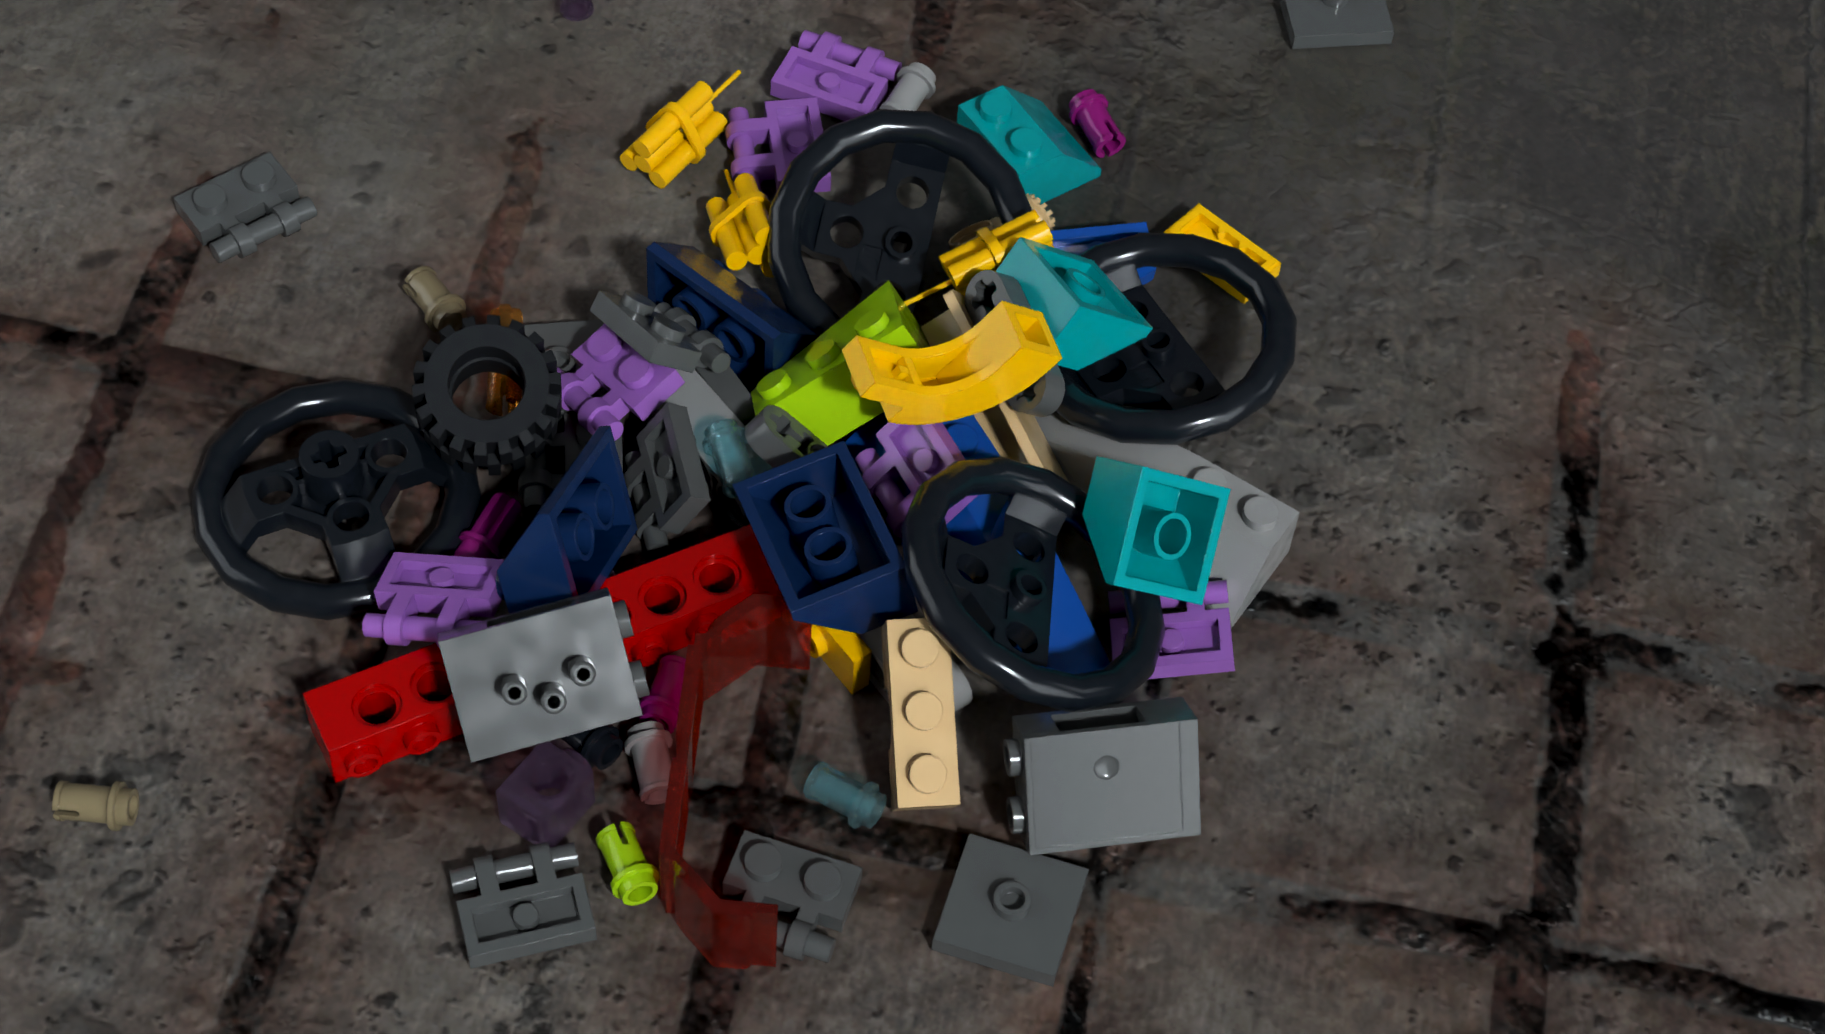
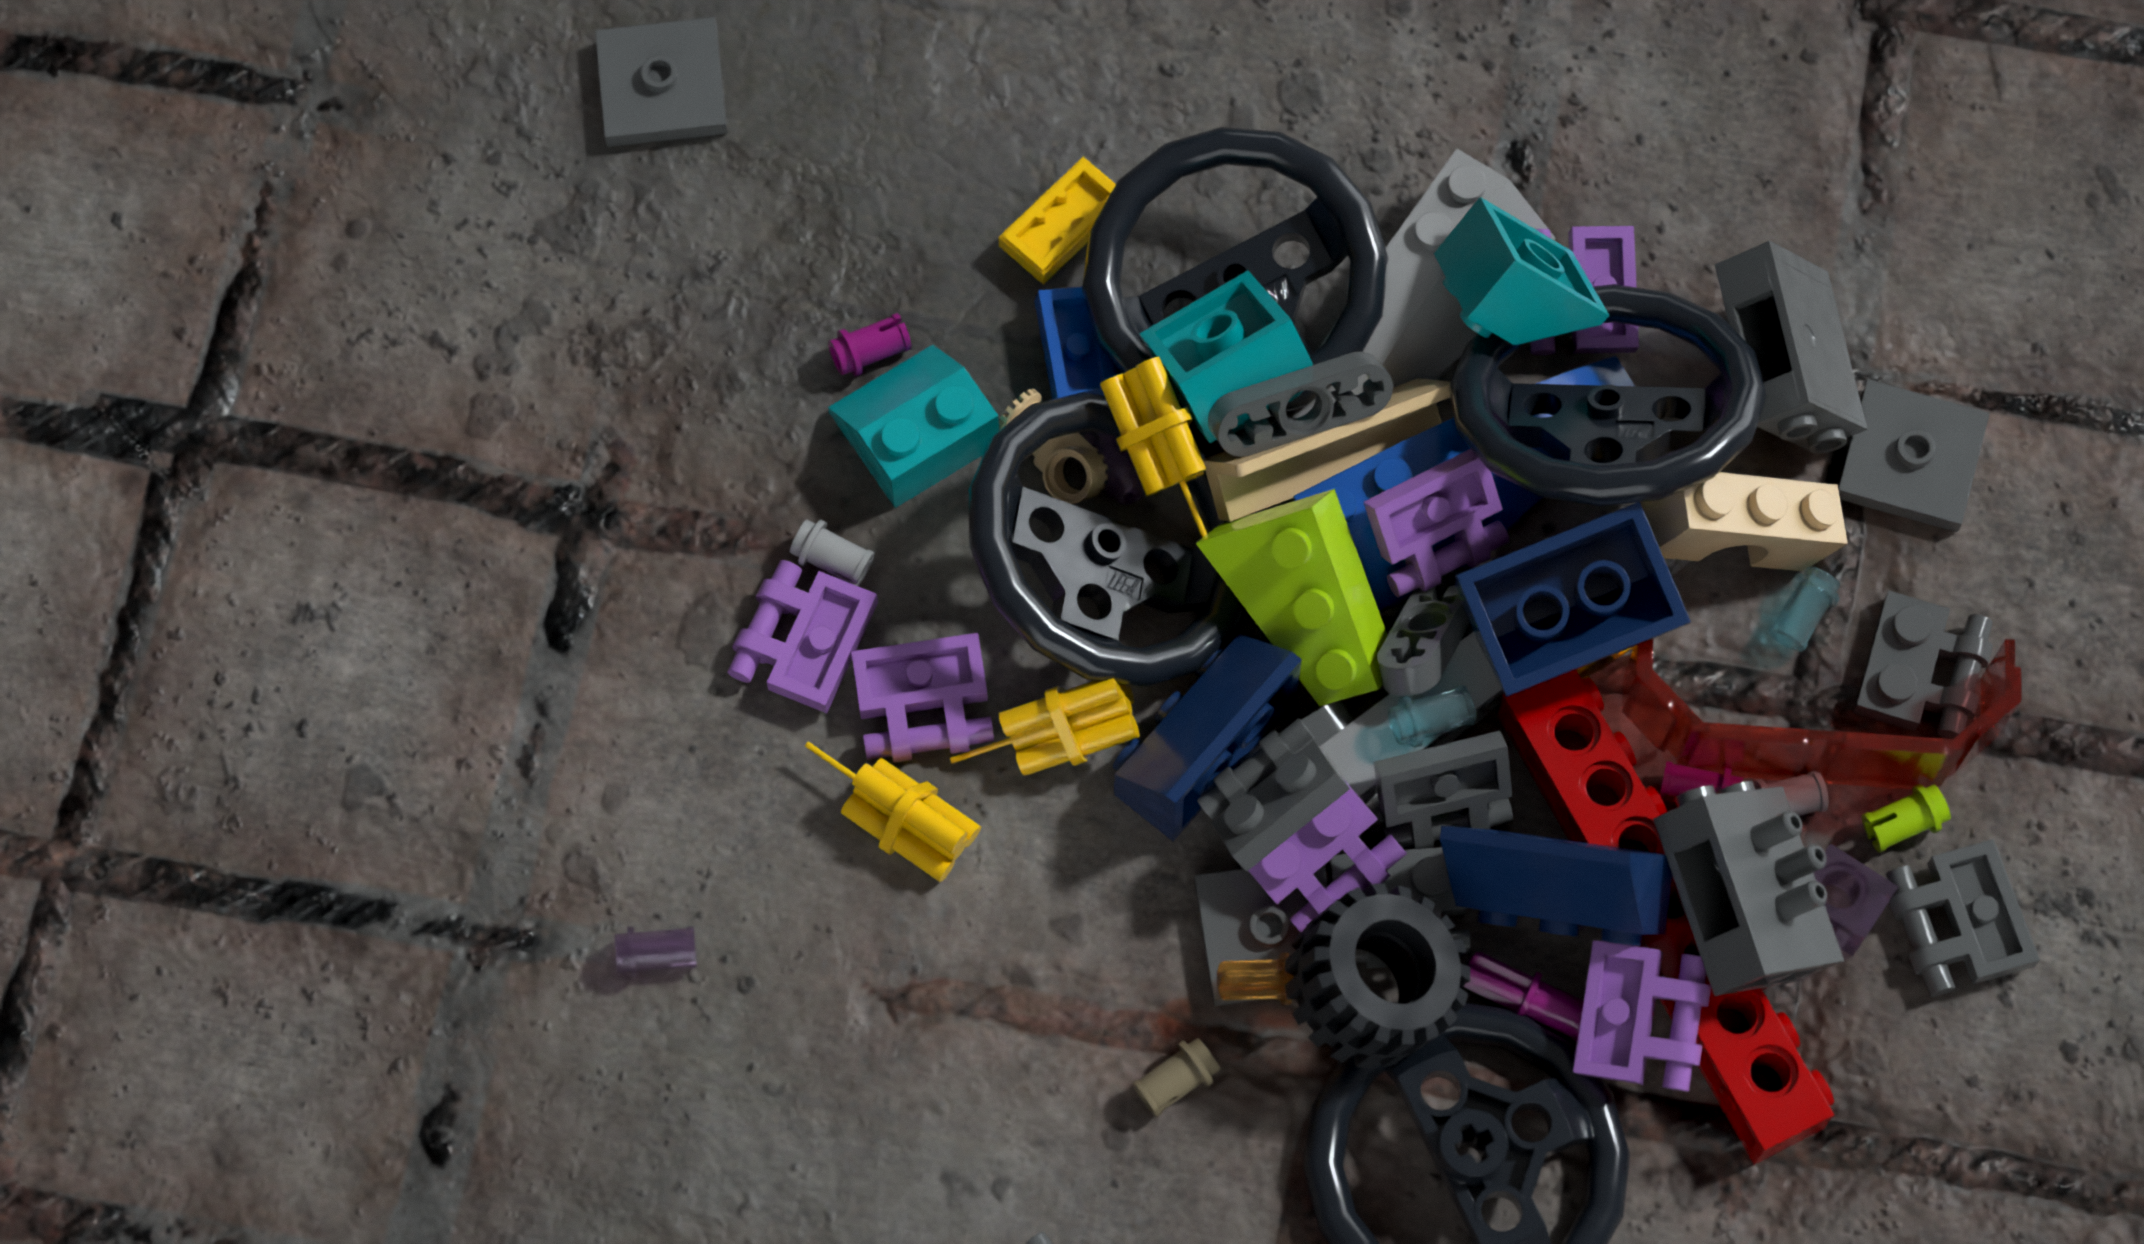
camera: 85 degrees left, 15 degrees up
(958, 377) = (1367, 453): yellow arch -> none

